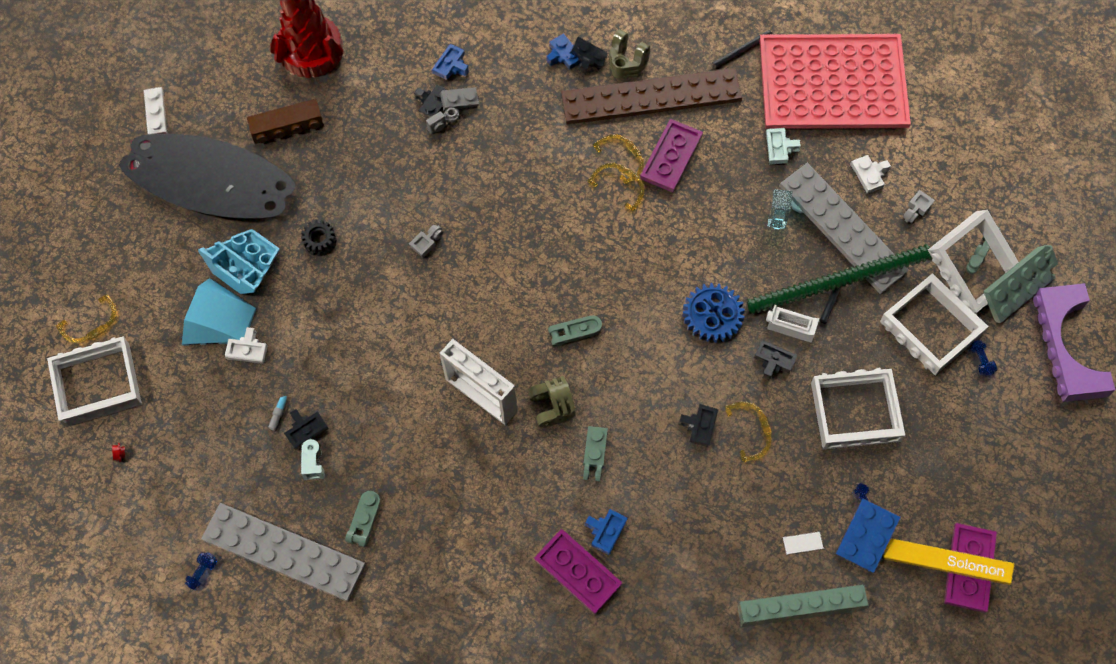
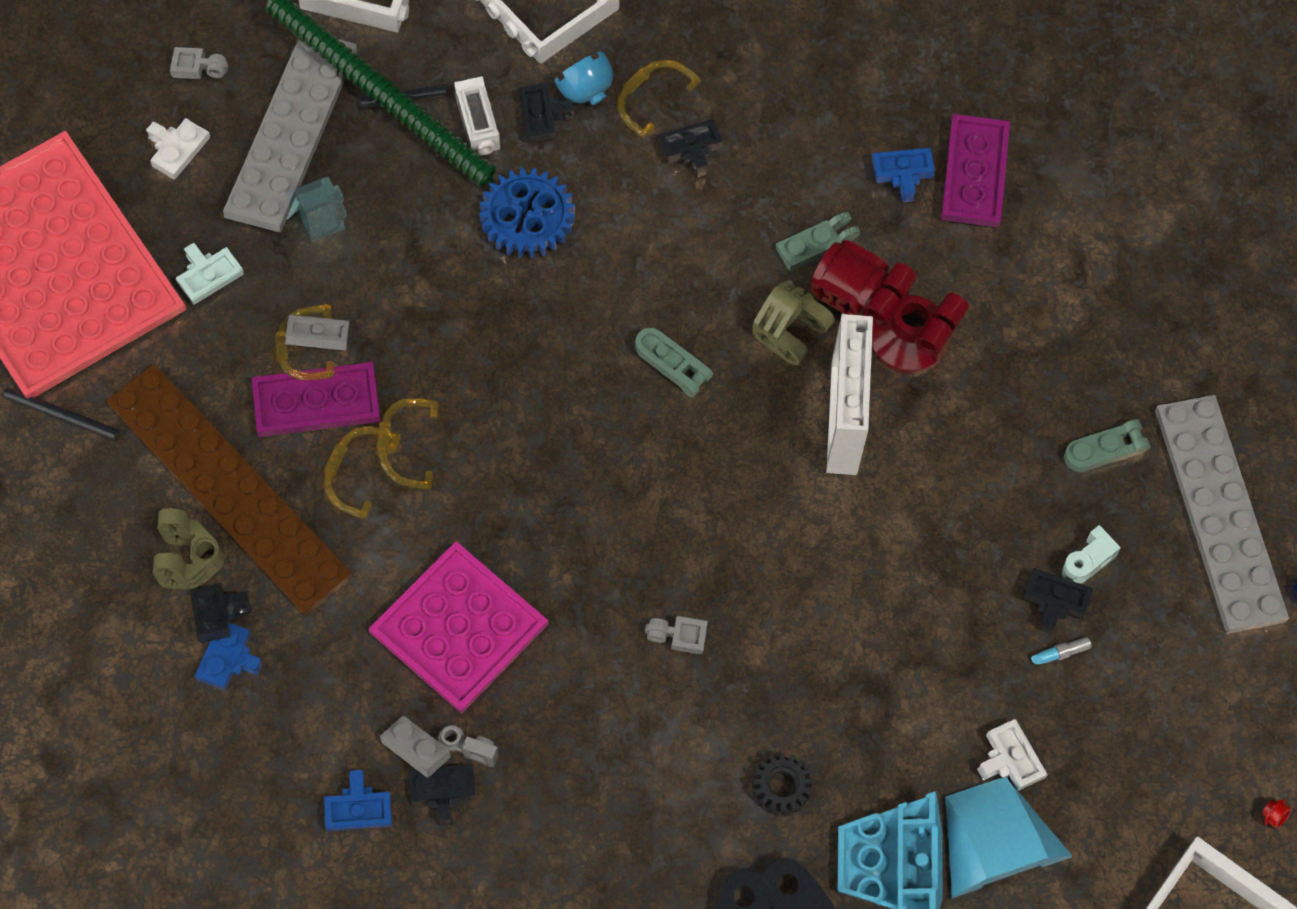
camera: 130 degrees left, 0 degrees up
(504, 150) = (458, 627): none -> dark pink plate
(541, 440) = (864, 285): none -> dark red piece
(708, 174) = (317, 332): none -> light grey plate
(711, 155) = (282, 348): none -> clear yellow piece
(778, 391) = (586, 80): none -> dark azure cylinder

